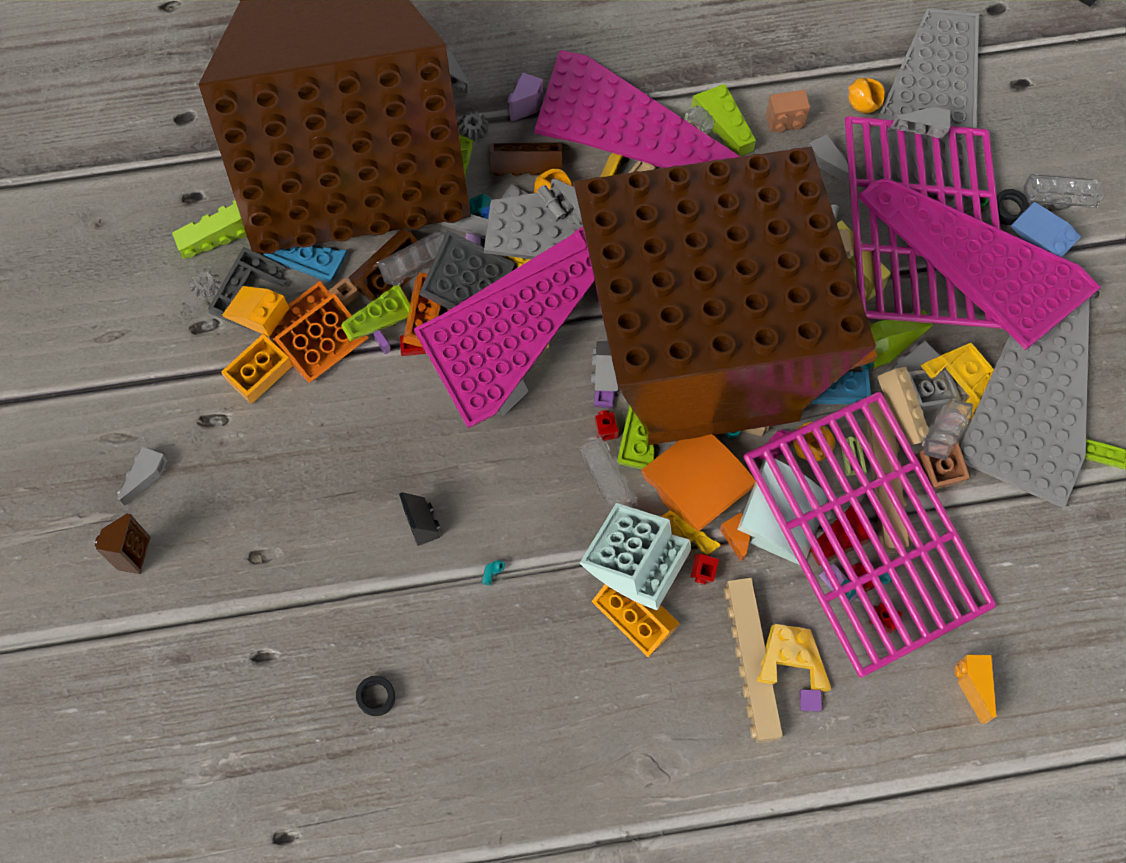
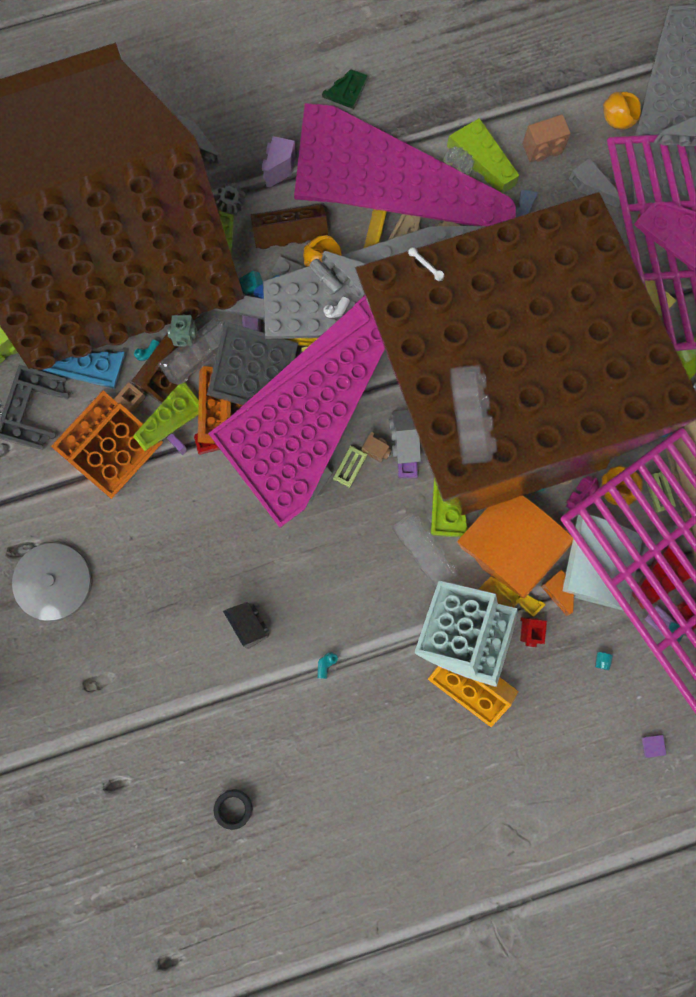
camera: 10 degrees left, 10 degrees up
(236, 453) = (51, 582): none -> light grey dish
(257, 309) = (44, 431): light orange slope -> none
(257, 368) = (55, 492): light orange brick -> none
(365, 255) = (144, 354): none -> teal arm
(405, 234) = (182, 330): none -> sand green brick
(538, 400) = (343, 480): none -> yellowish green tile
(553, 236) = (336, 311): none -> white arm
(575, 373) = (376, 448): none -> medium nougat brick
(603, 42) = (347, 89): none -> dark green wing
(609, 431) = (414, 505): red brick -> none
(648, 195) = (438, 274): none -> white hinge
(655, 312) = (471, 414): none -> clear brick
(751, 651) = (594, 717): tan brick -> none
(771, 608) = (603, 660): none -> teal hose
(793, 648) = (629, 699): yellow wing -> none

